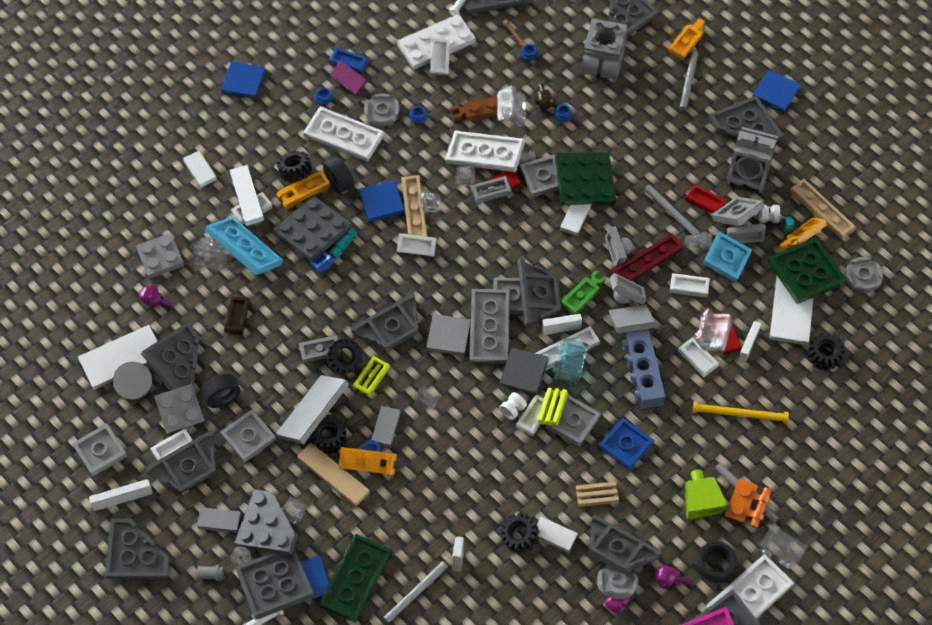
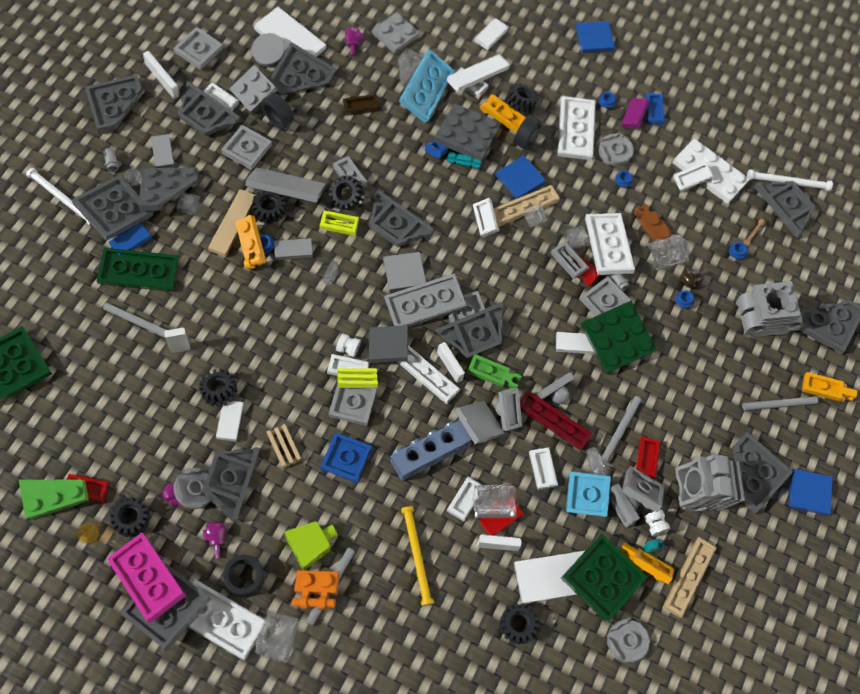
camera: 60 degrees right, 5 degrees up
(570, 360) = (411, 379): clear light blue brick -> none

